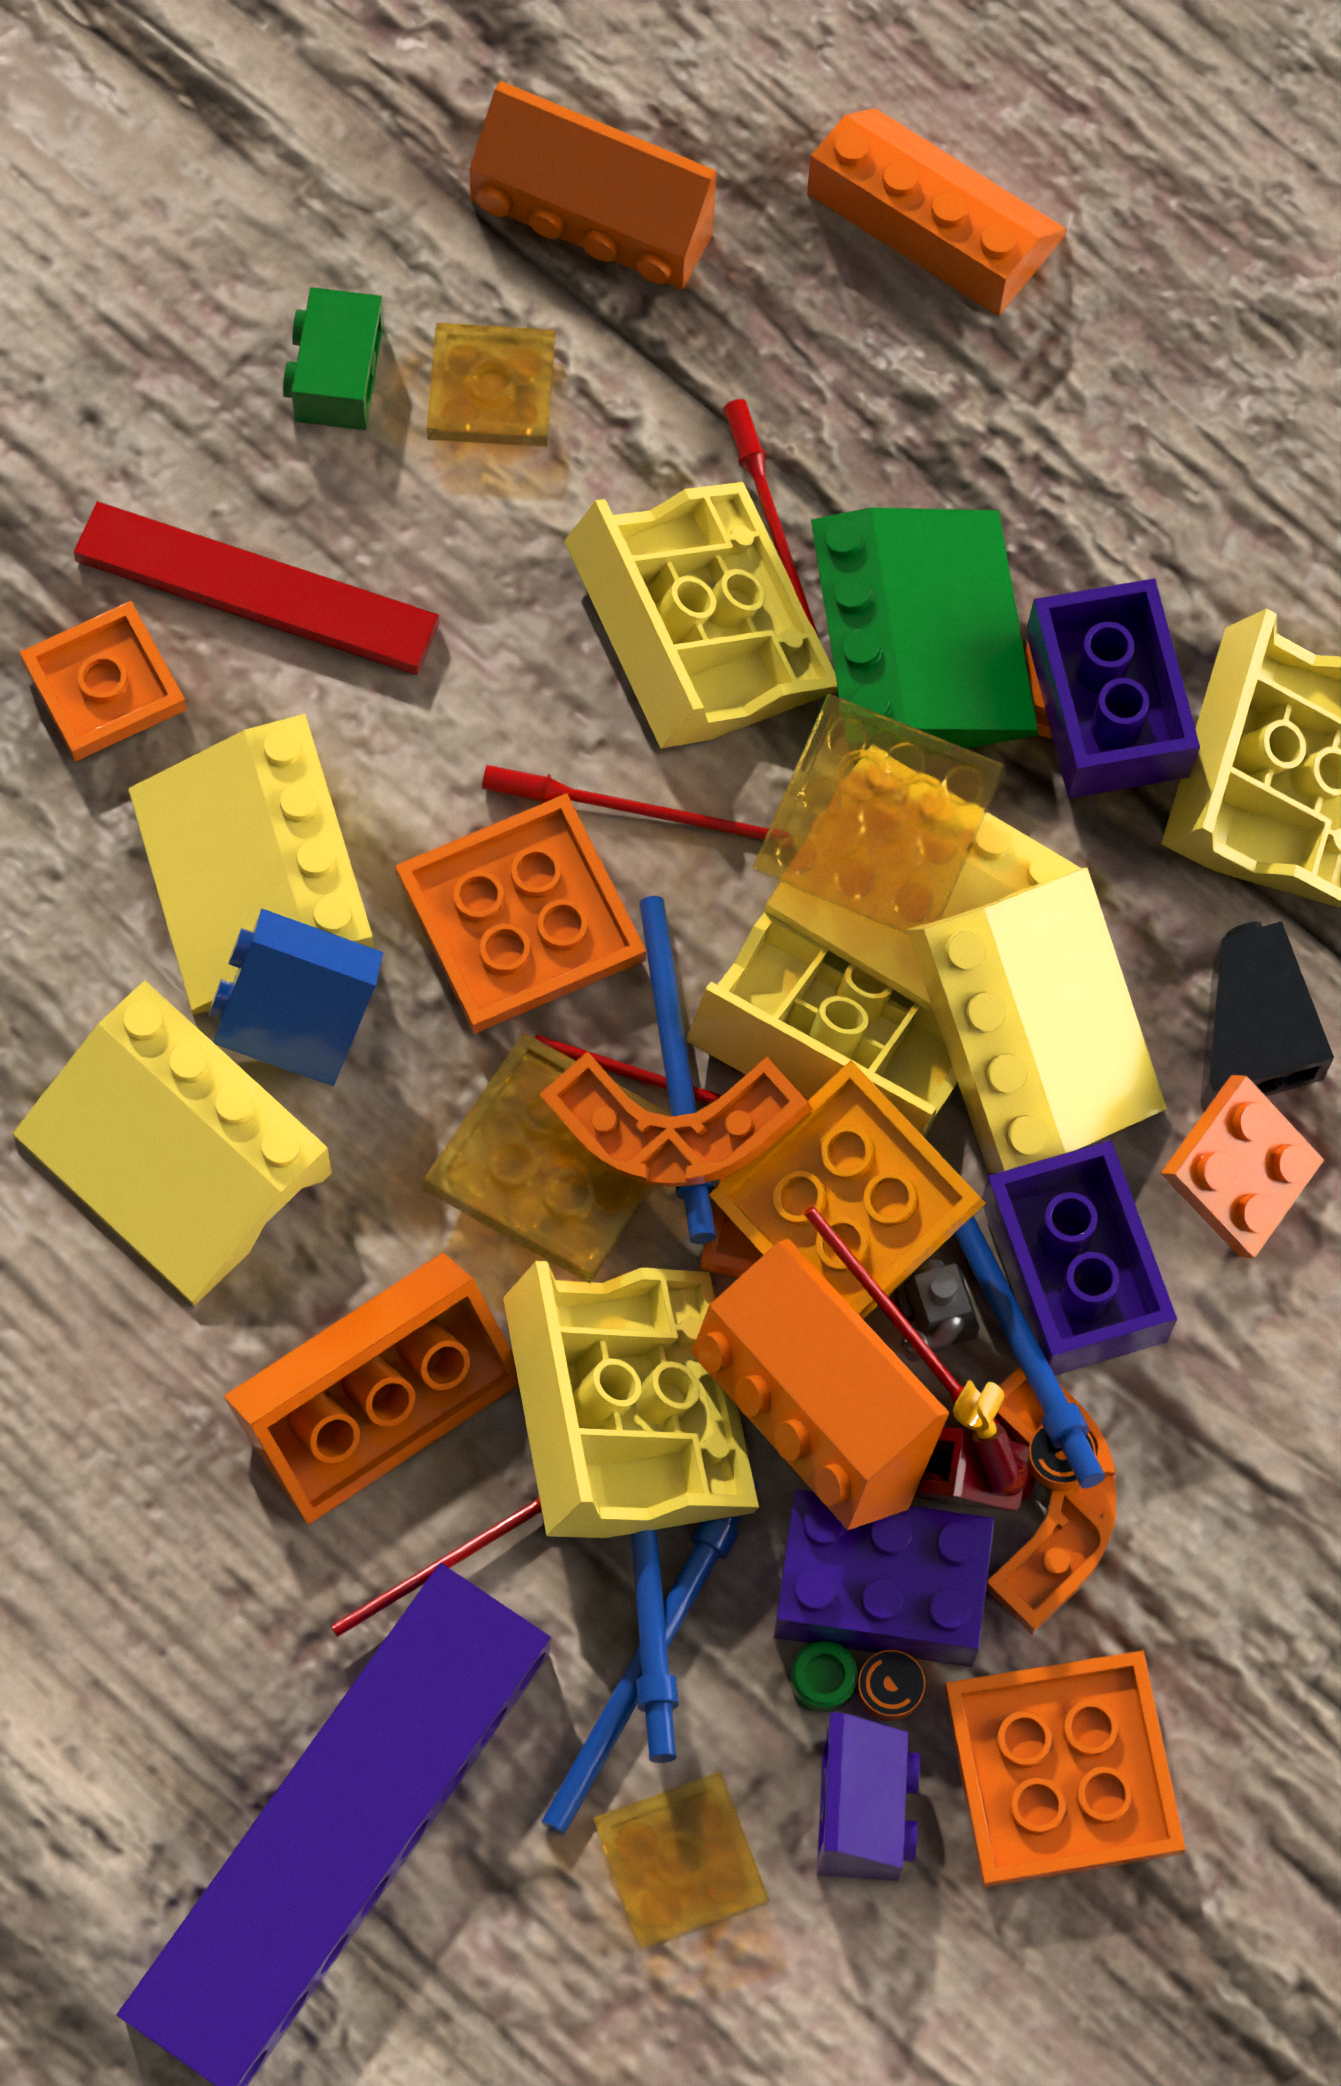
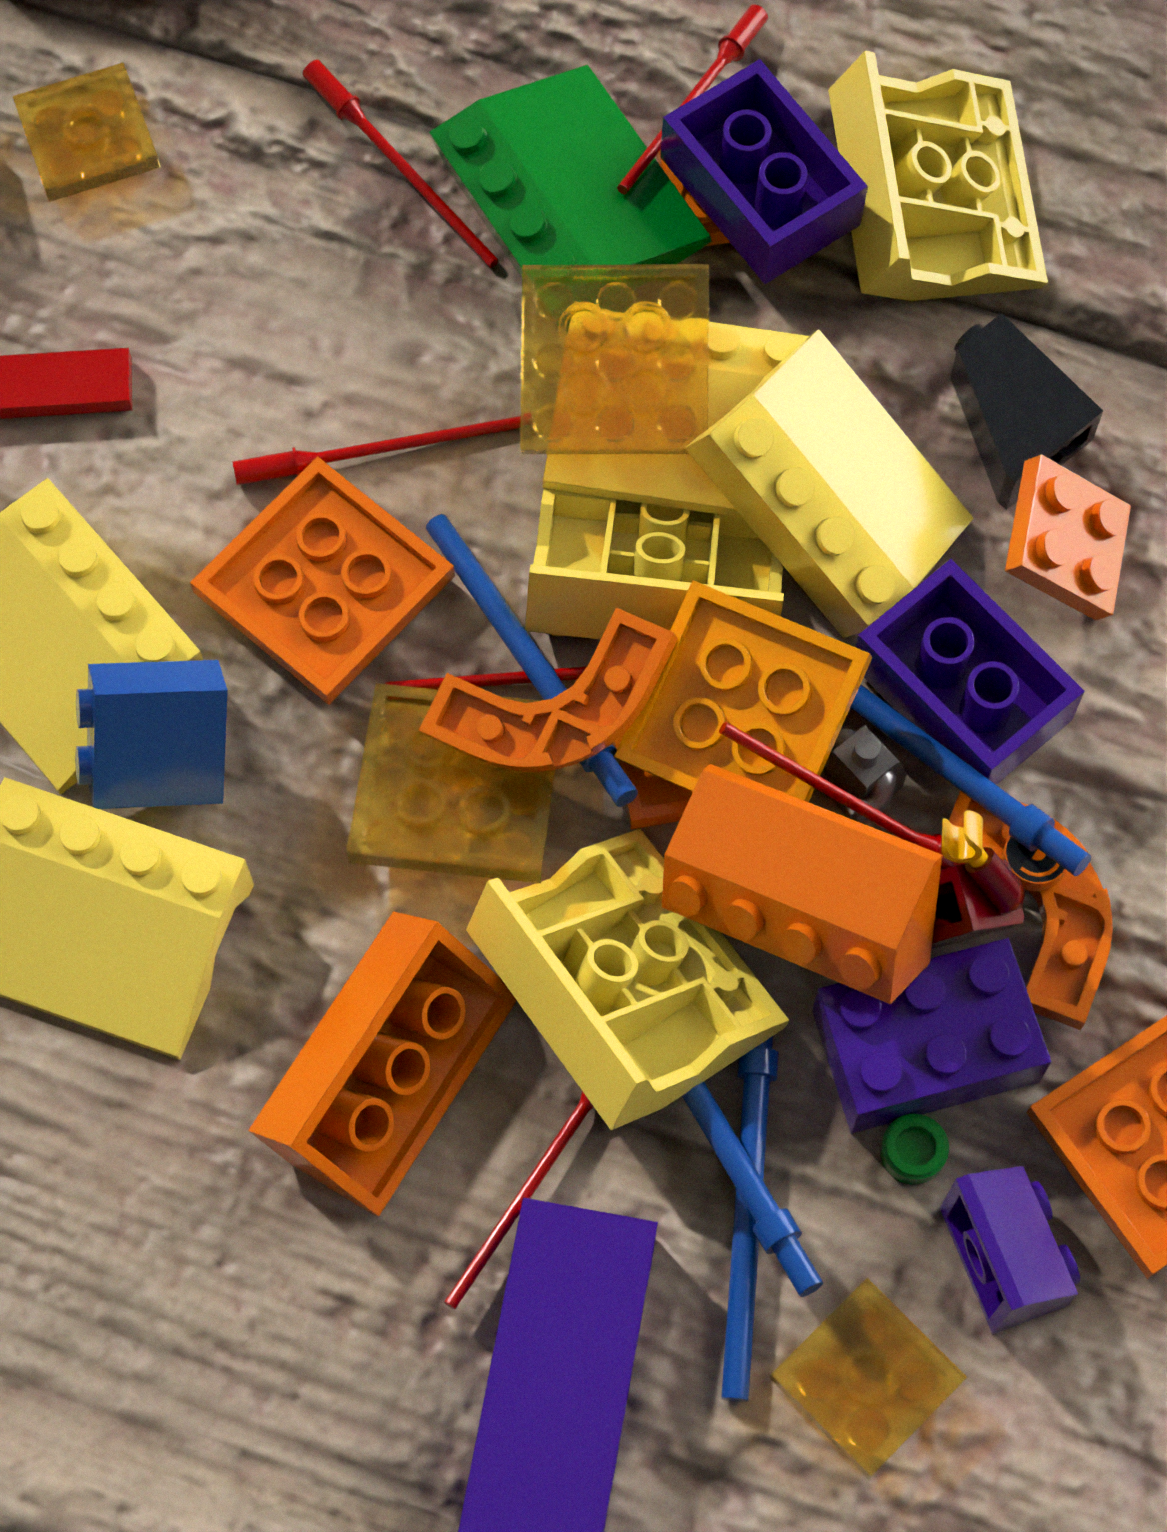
camera: 20 degrees left, 0 degrees up
(700, 613) = (363, 255): light yellow piece -> none
(891, 1685) = (979, 1130): black tile -> none
(1150, 548) = (730, 50): none -> red piece

